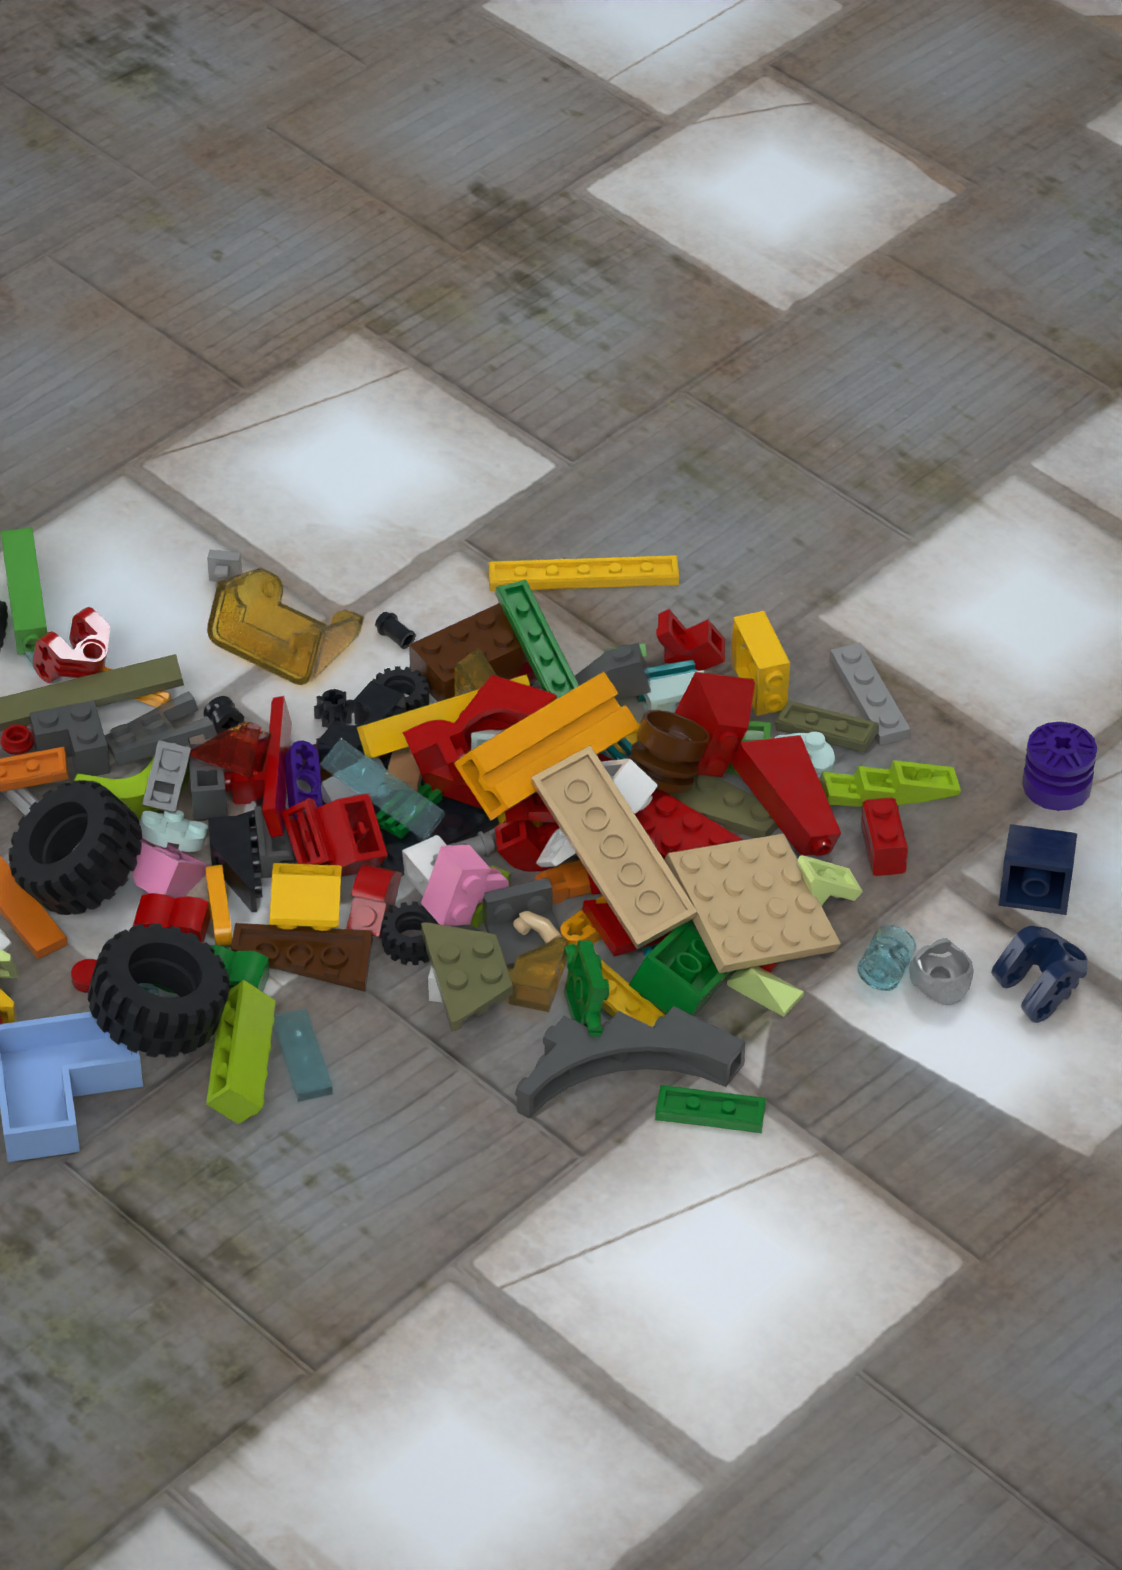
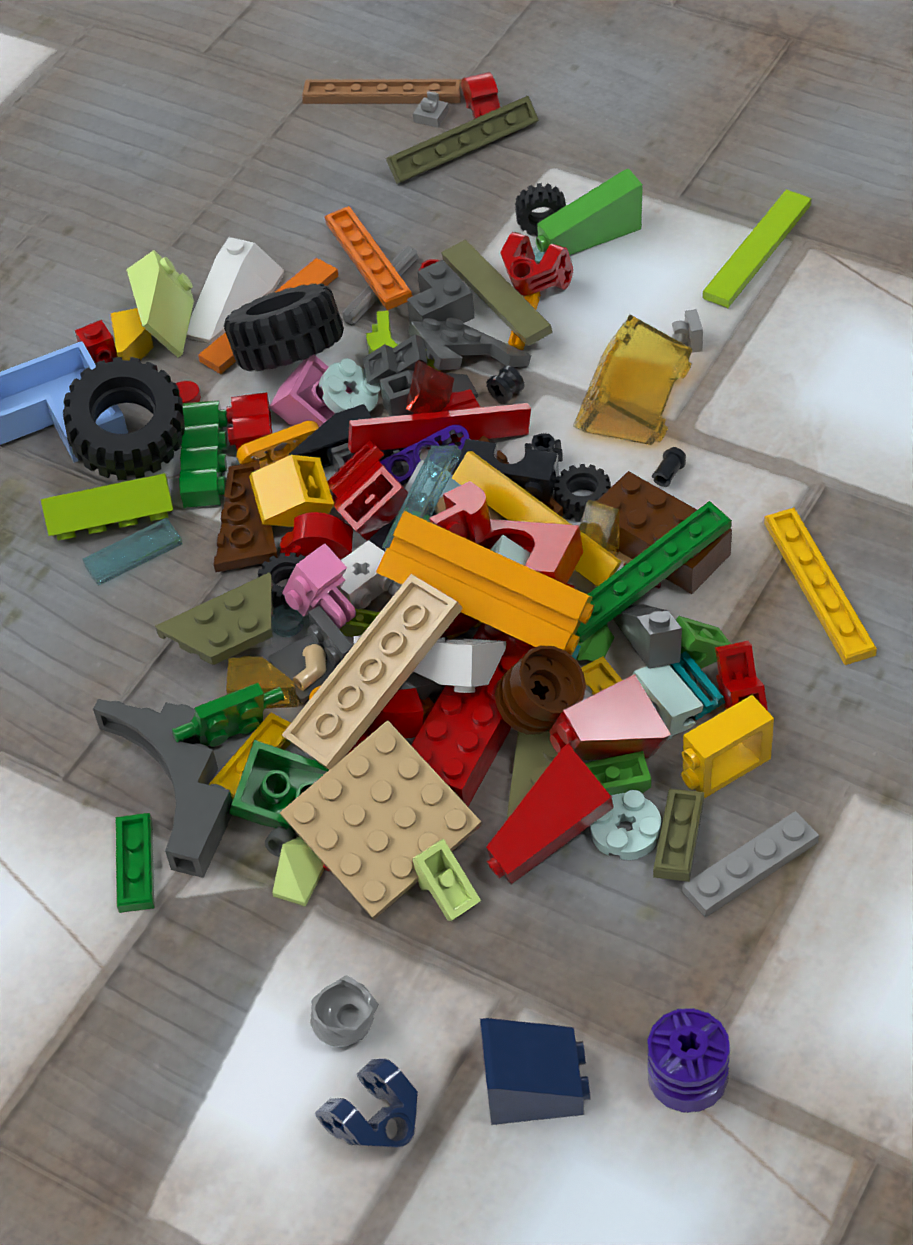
camera: 80 degrees right, 5 degrees up
(125, 497) = (756, 248): none -> lime tile
(732, 993) = (277, 838): none -> dark grey hinge
(884, 836) = (528, 918): red brick -> none
(886, 957) = (355, 958): clear light blue wheel -> none
(902, 781) = (615, 911): lime slope -> none

